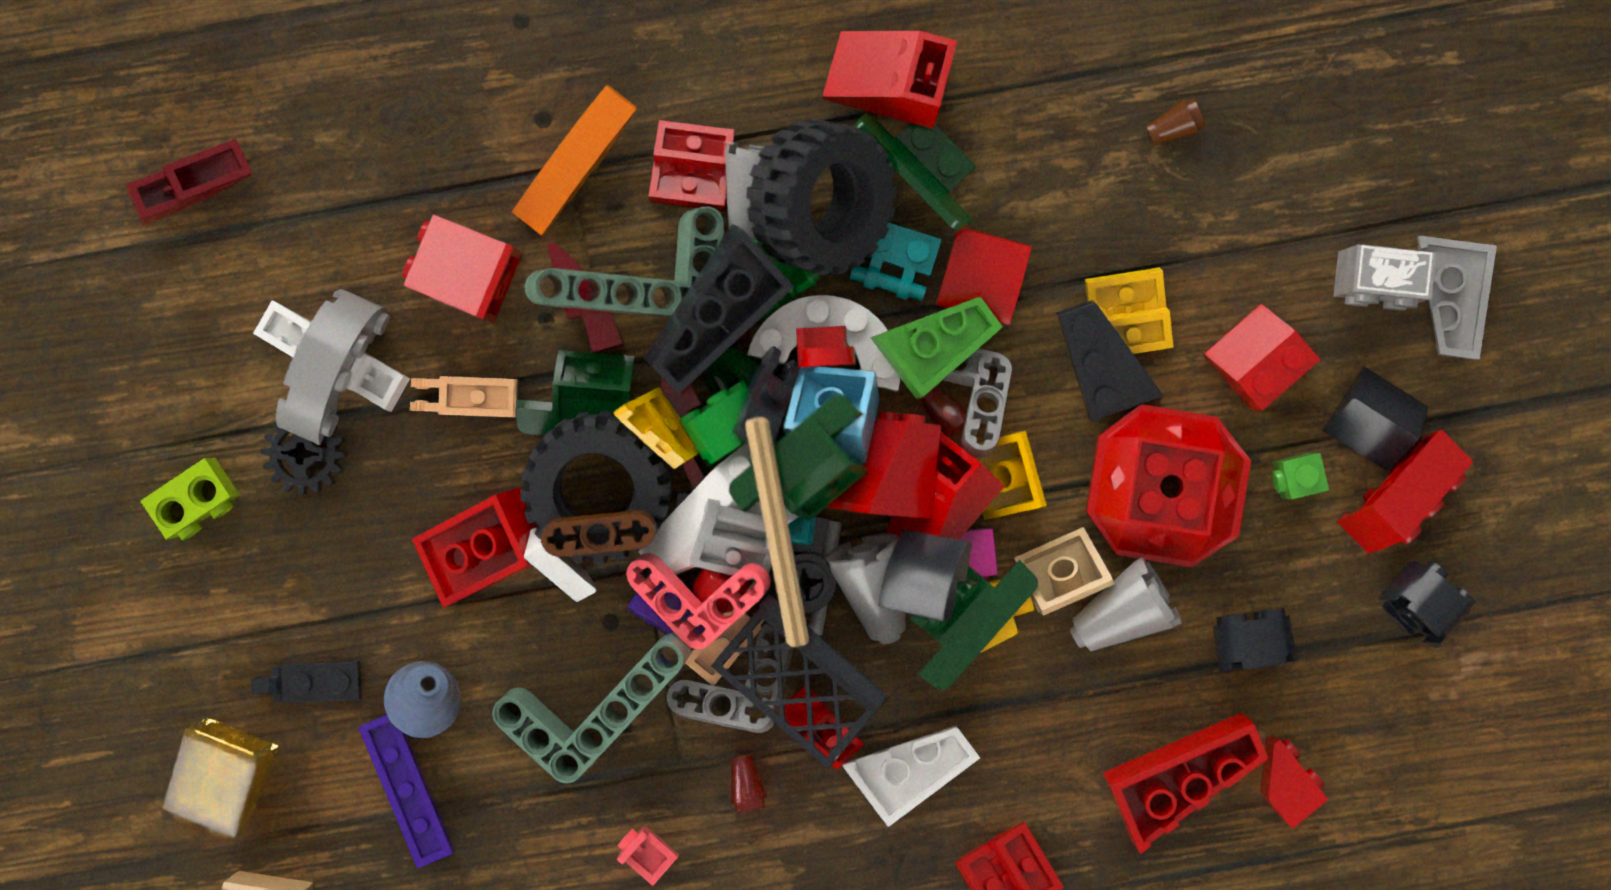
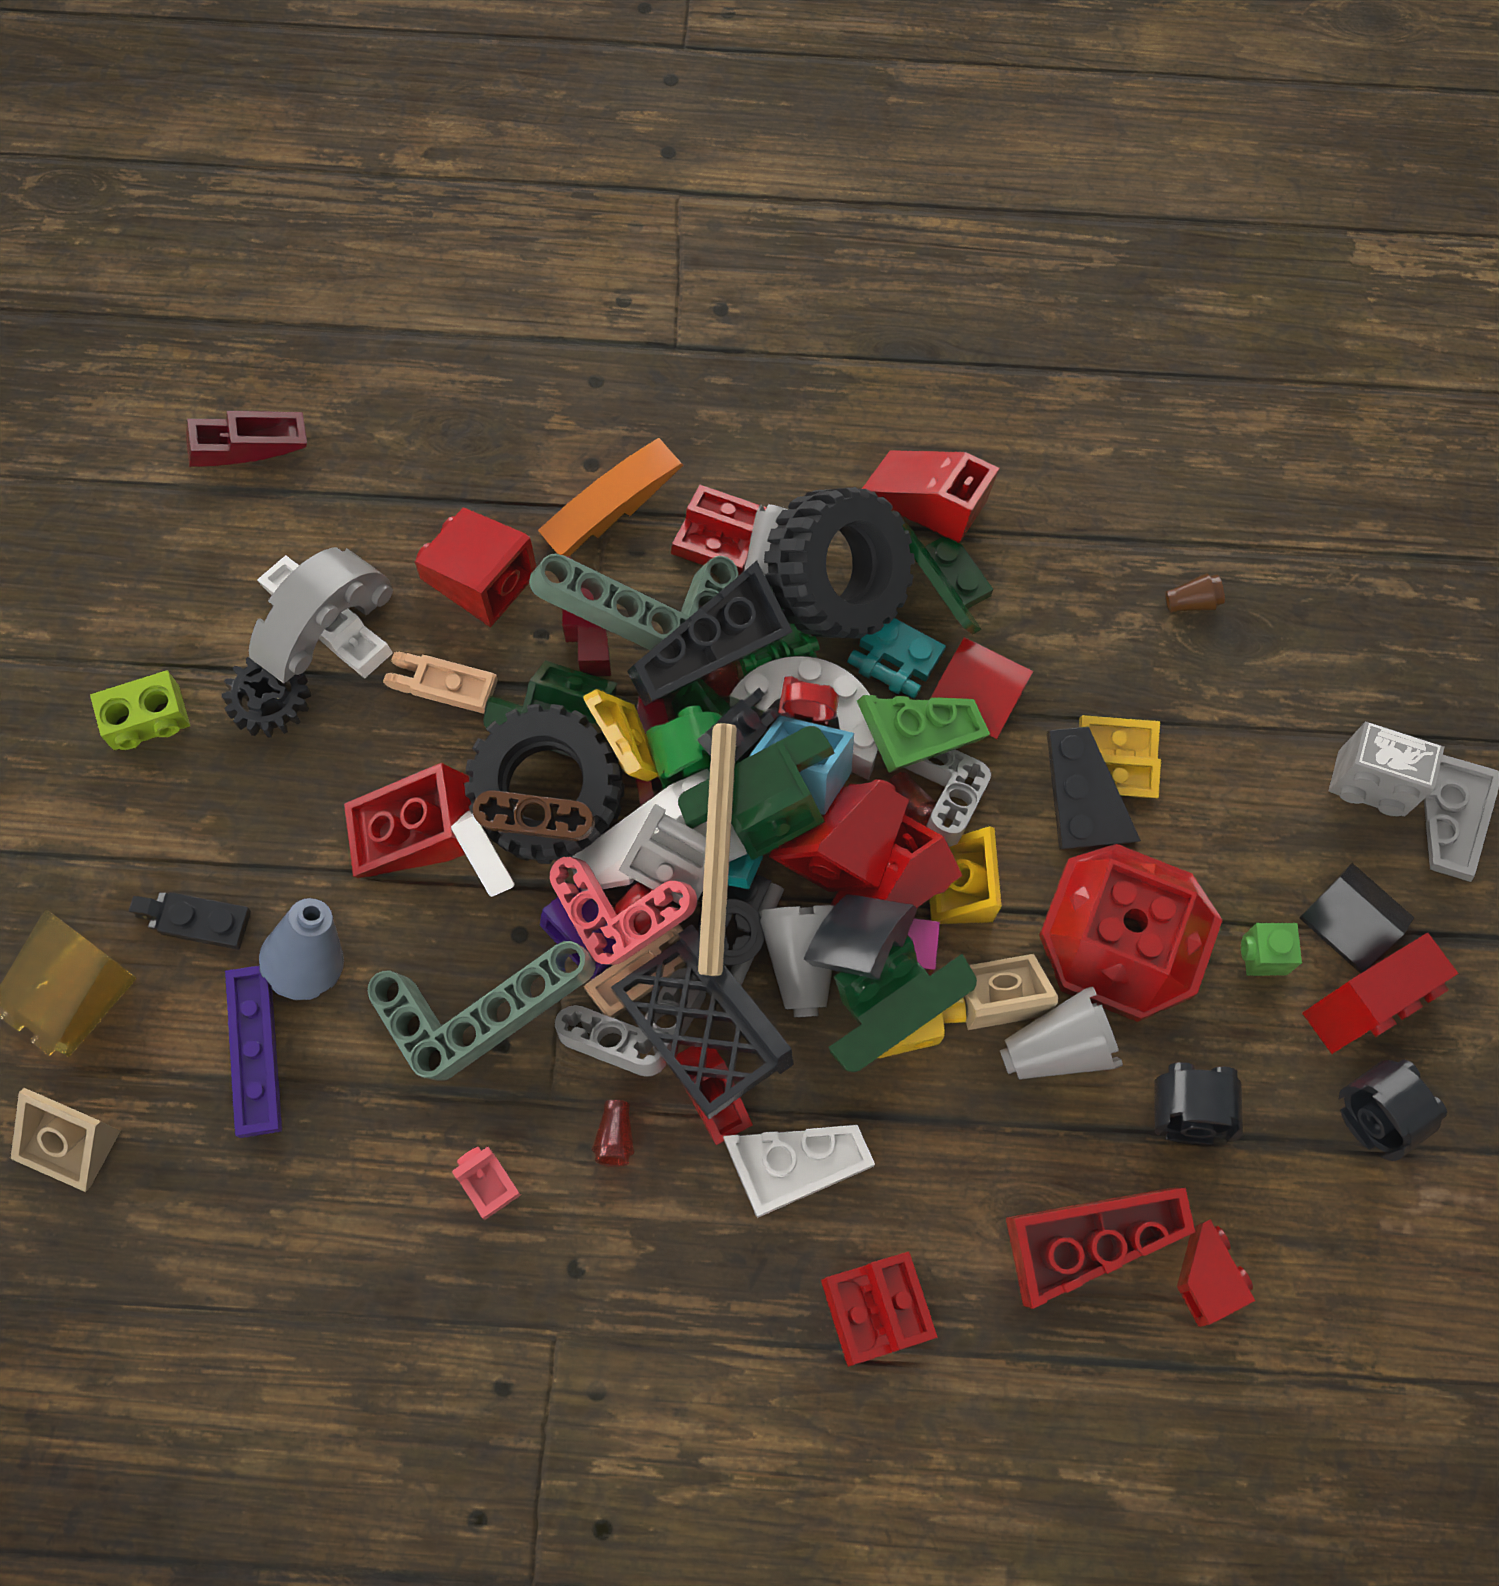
camera: 15 degrees right, 20 degrees down
(1261, 357) = (1248, 828): red slope -> none

